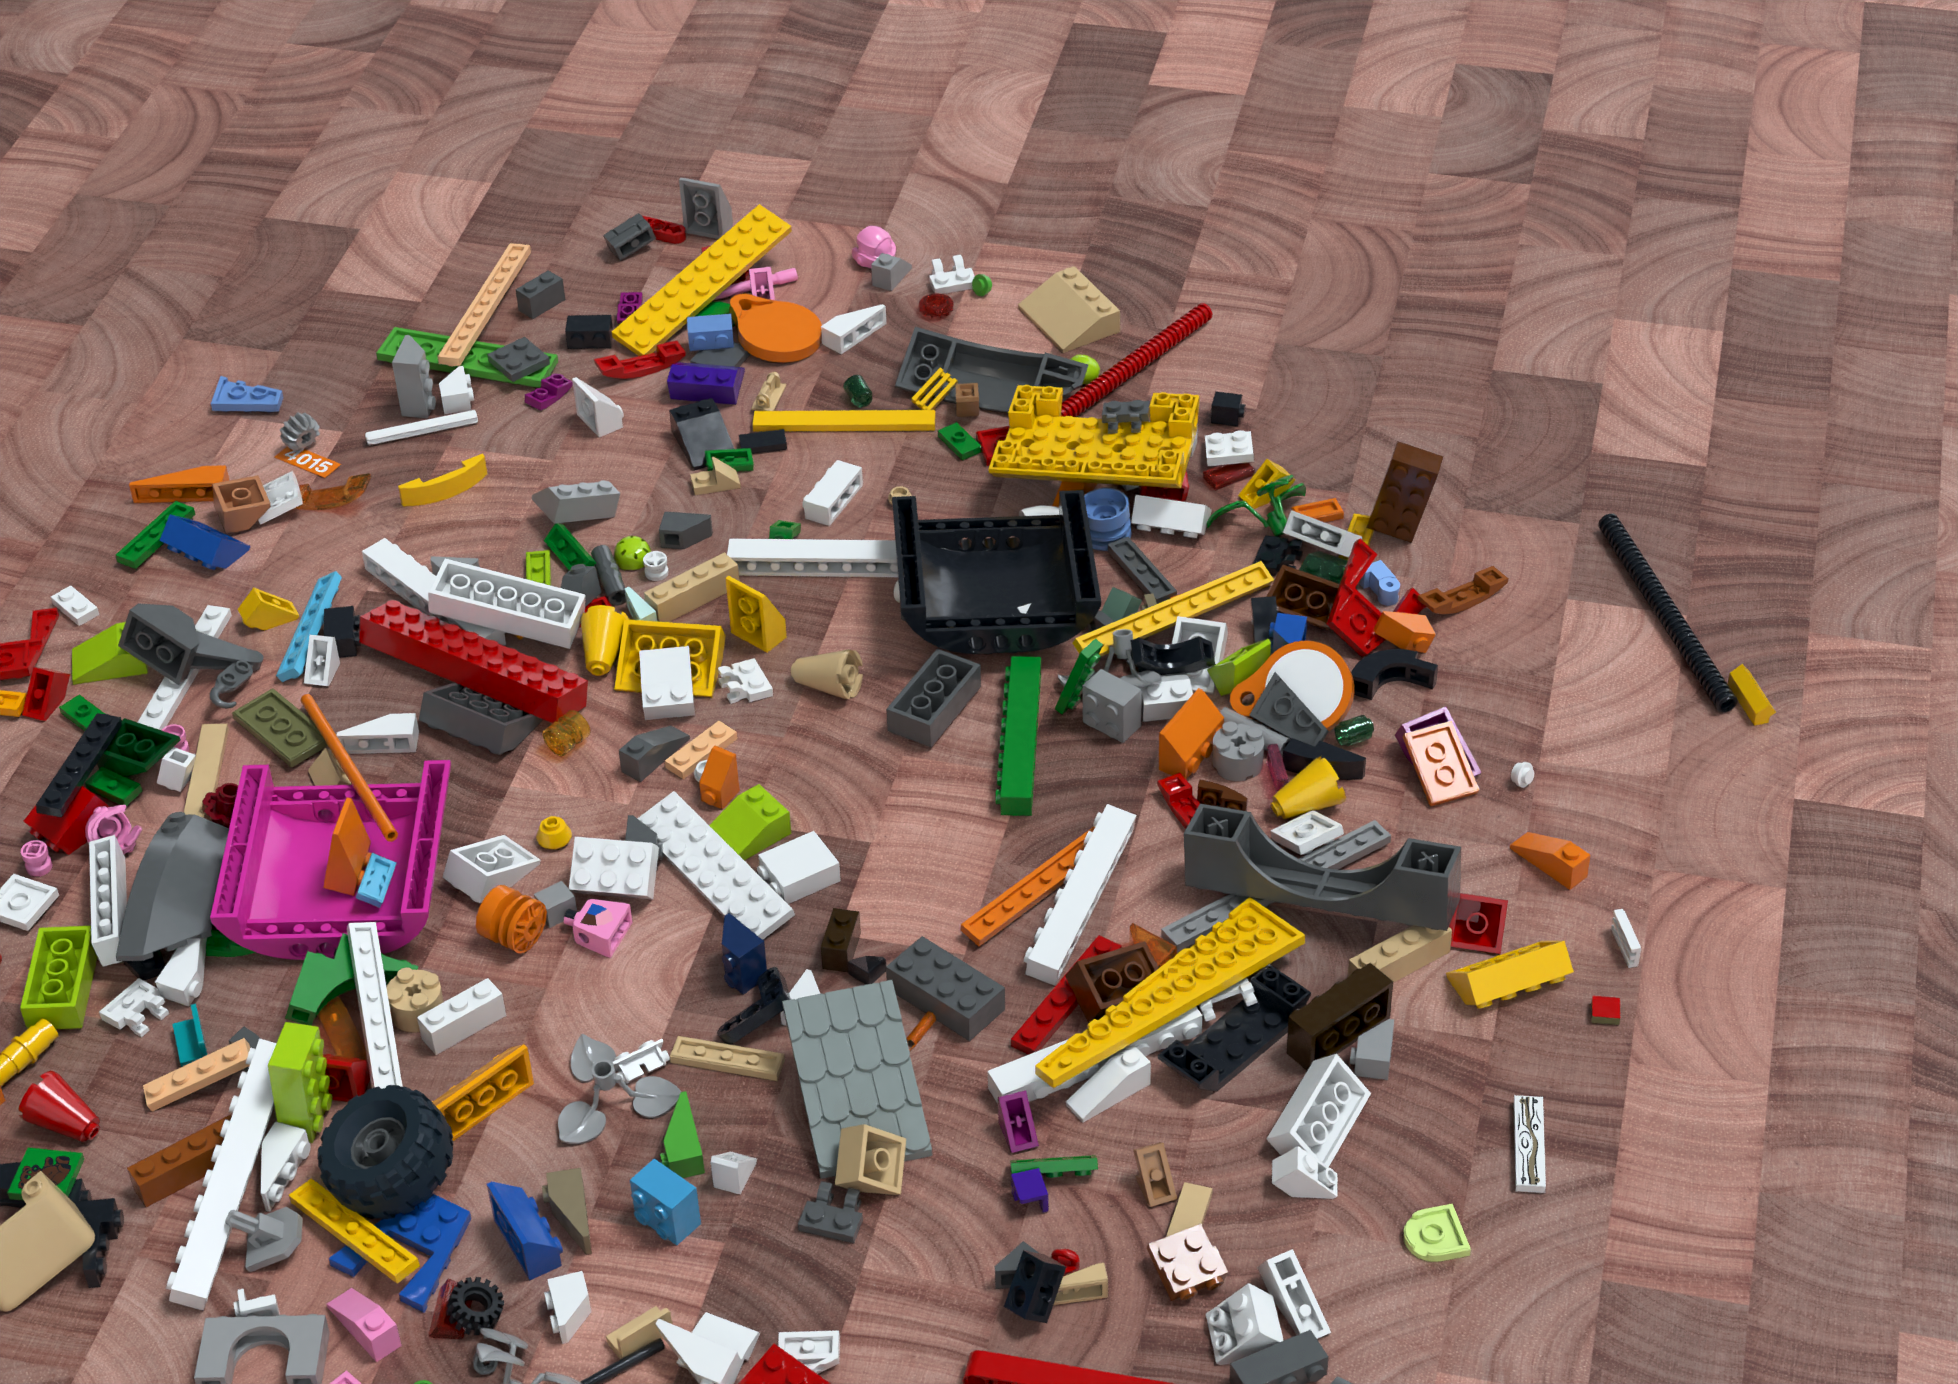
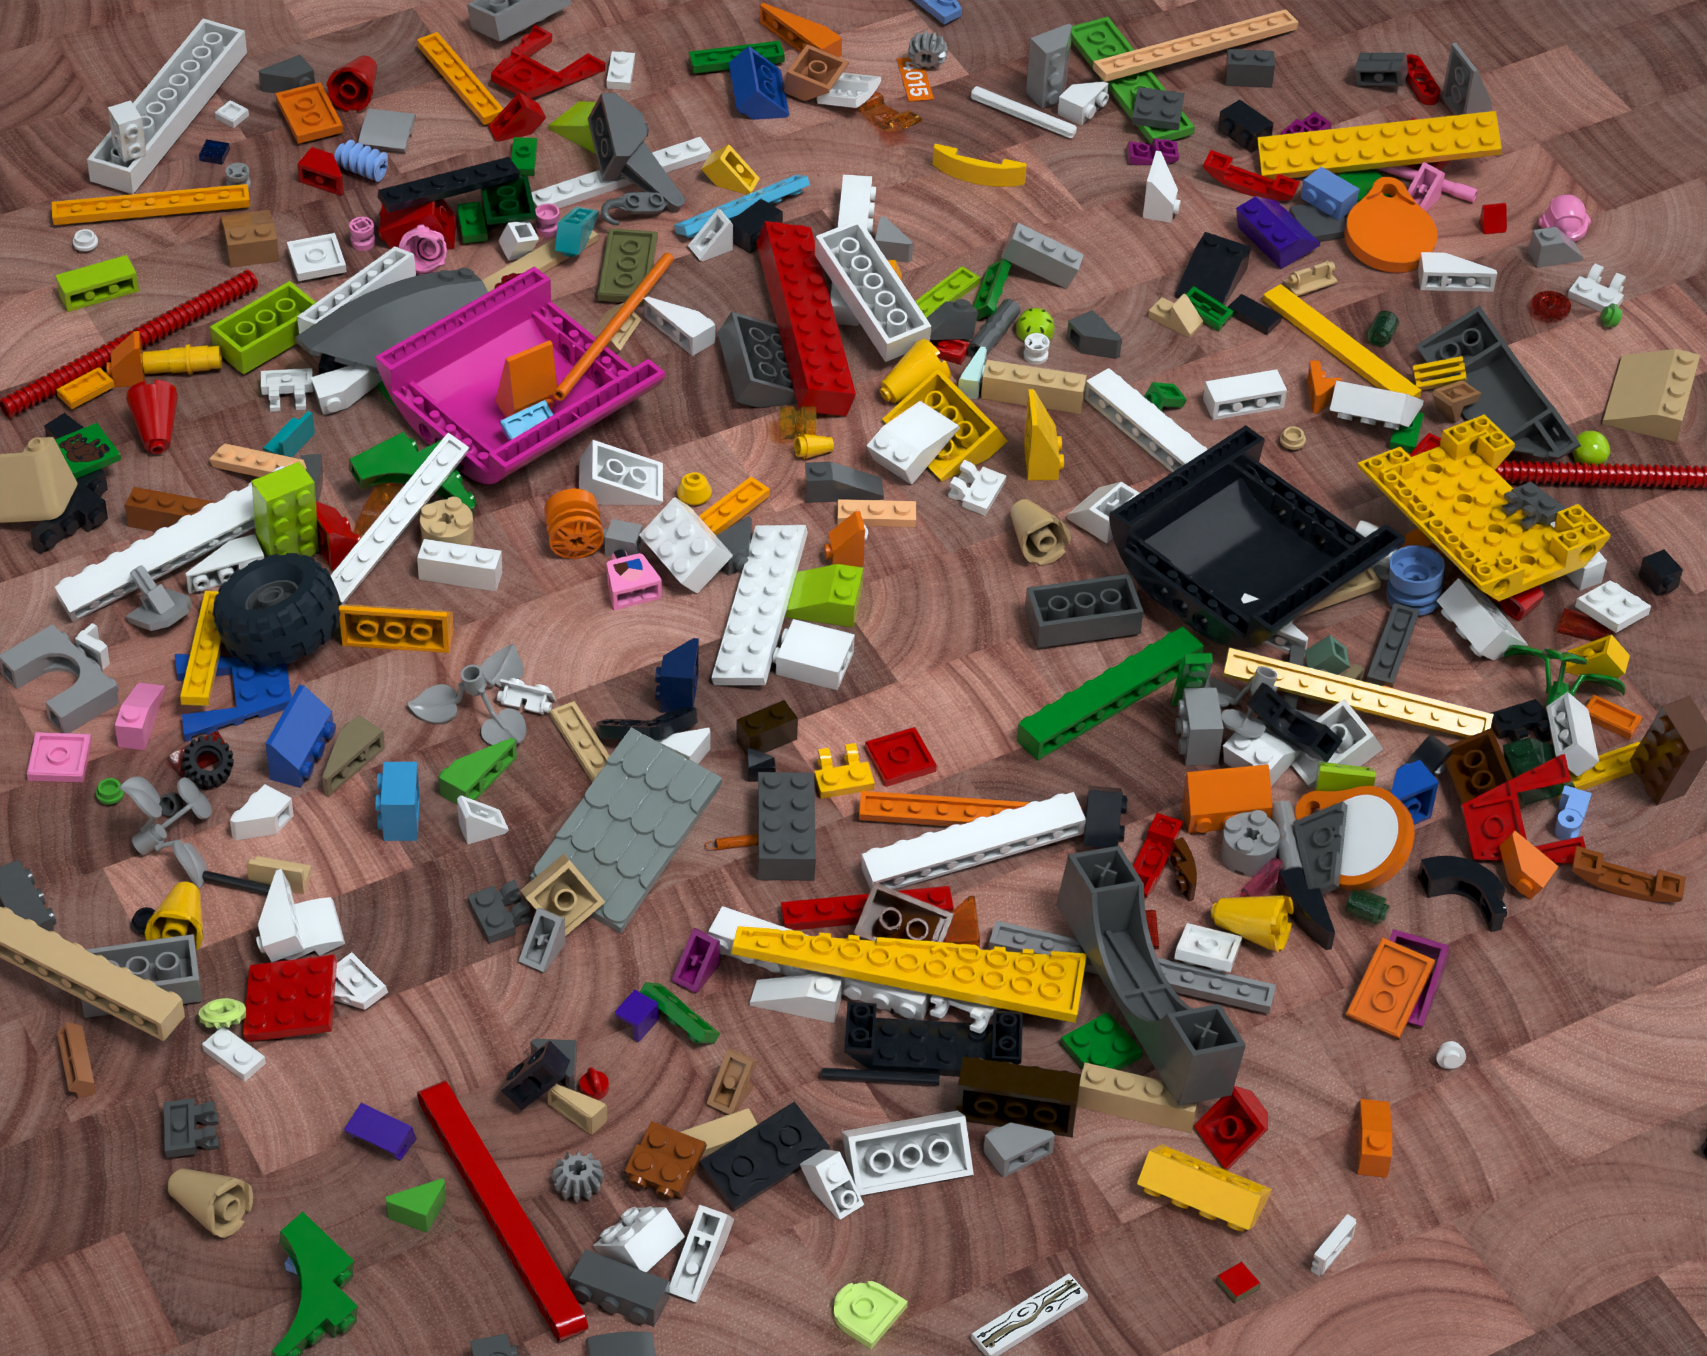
camera: 45 degrees right, 5 degrees up
(214, 730) = (575, 230): none -> teal slope
(595, 741) = (812, 445): none -> yellow cone
(599, 814) = (735, 505): none -> light orange plate
(828, 279) = (1493, 218): none -> red slope
(853, 626) = (1094, 511): none -> white slope
(870, 454) = (1320, 387): none -> orange slope
(897, 1202) = (543, 940): none -> light grey slope
(927, 437) = (1374, 405): none -> white slope
(934, 924) = (843, 779): none -> yellow plate
(945, 885) = (900, 756): none -> red tile
(1136, 798) = (1103, 816): none -> black brick
(1147, 1327) = (577, 1176): none -> light grey gear
(1229, 1088) = (880, 1076): none -> black bar
(1239, 1202) = (762, 1156): none -> black piece
(1328, 948) = (1101, 1044): none -> green plate

